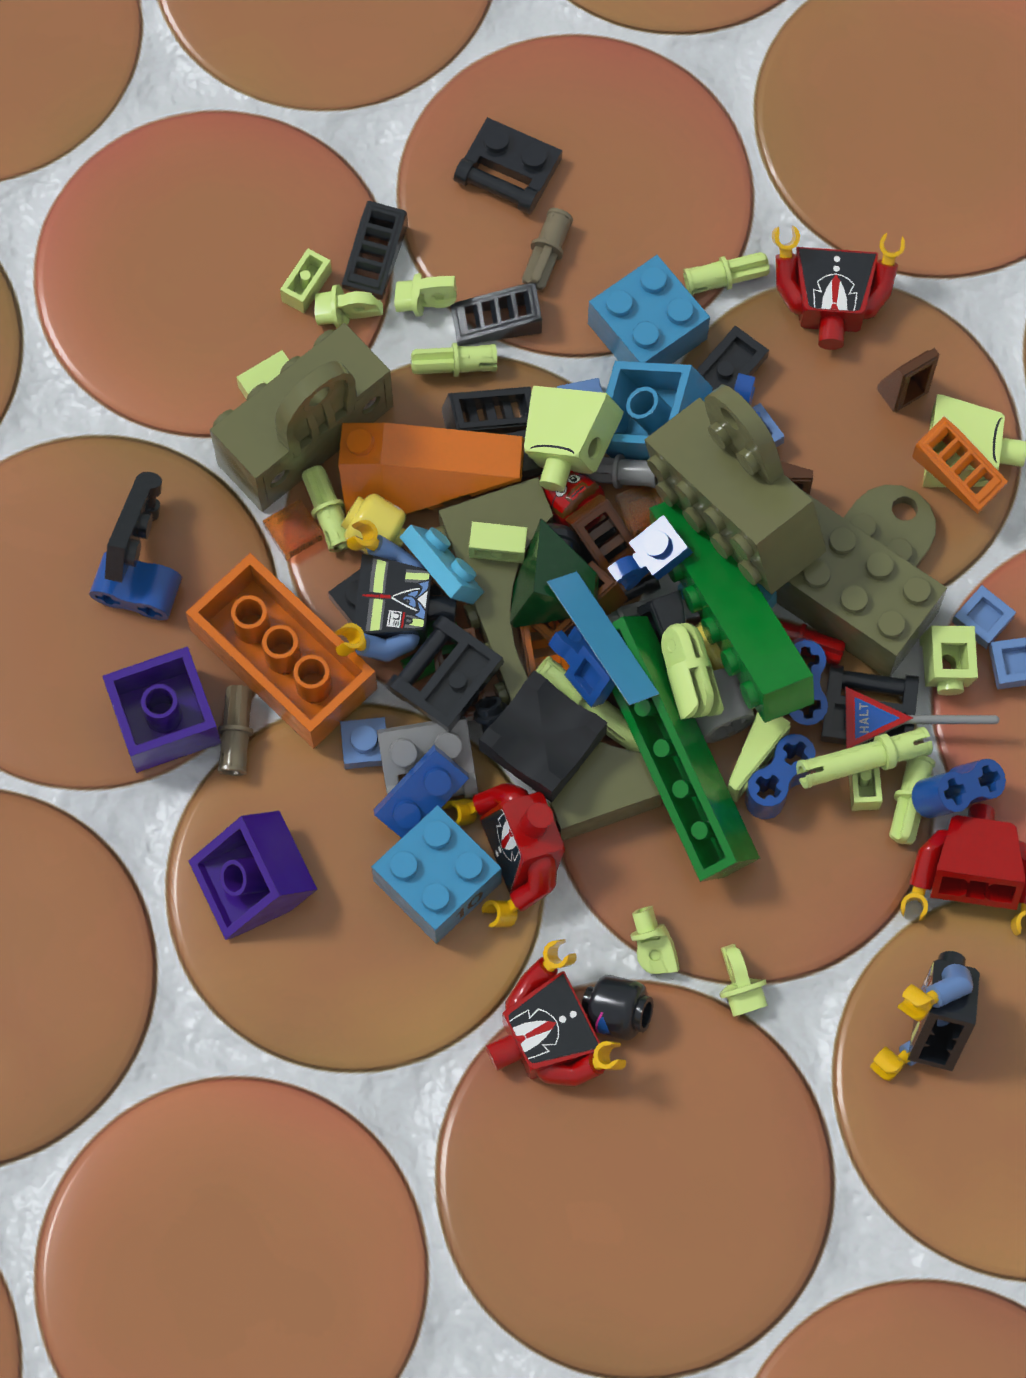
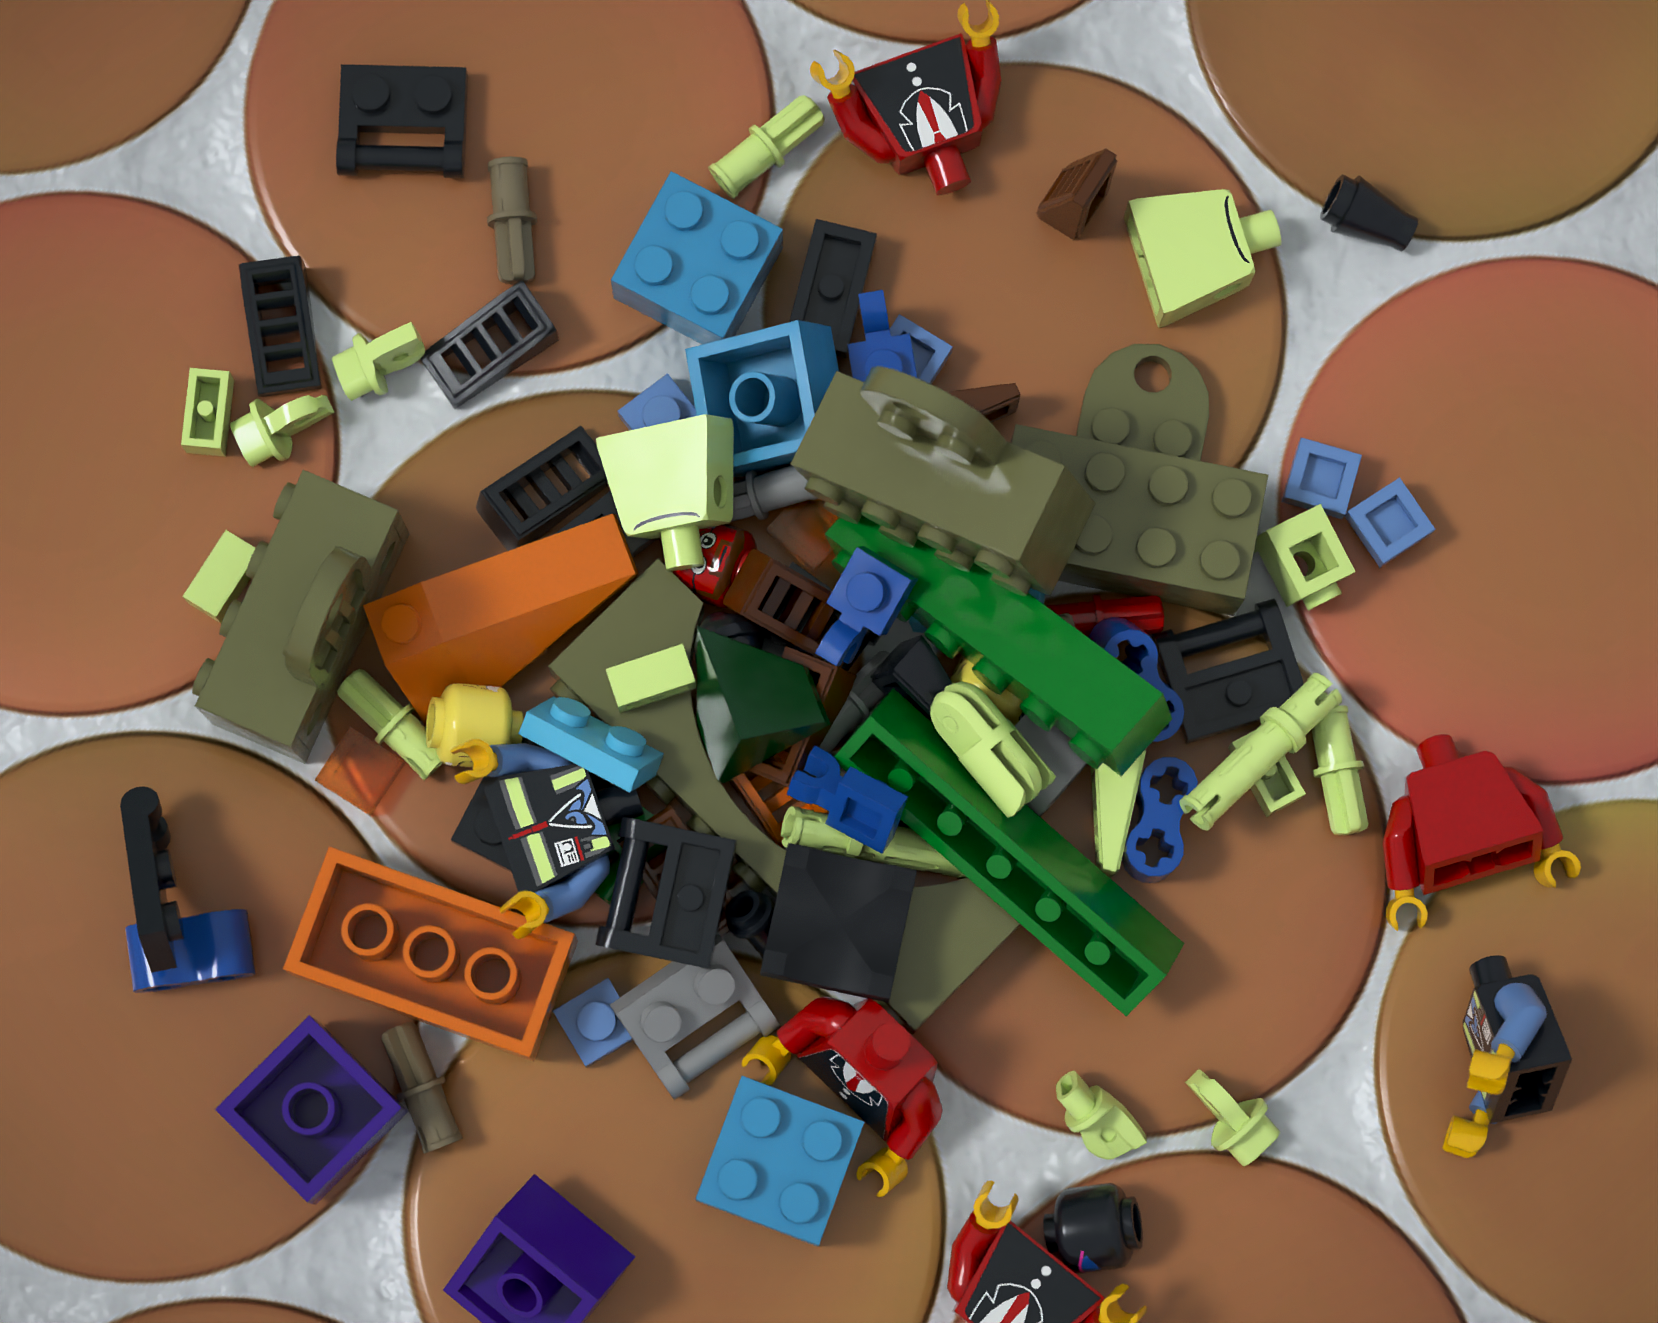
camera: 30 degrees left, 10 degrees up
(424, 787) = (709, 1064): blue plate -> none
(454, 359) = (464, 434): yellowish green axle -> none
(603, 638) = (859, 758): dark azure sticker -> none
(871, 718) = (1242, 688): piece -> none
(958, 788) = (1396, 734): blue axle -> none
(969, 454) = (1194, 263): orange slope -> none

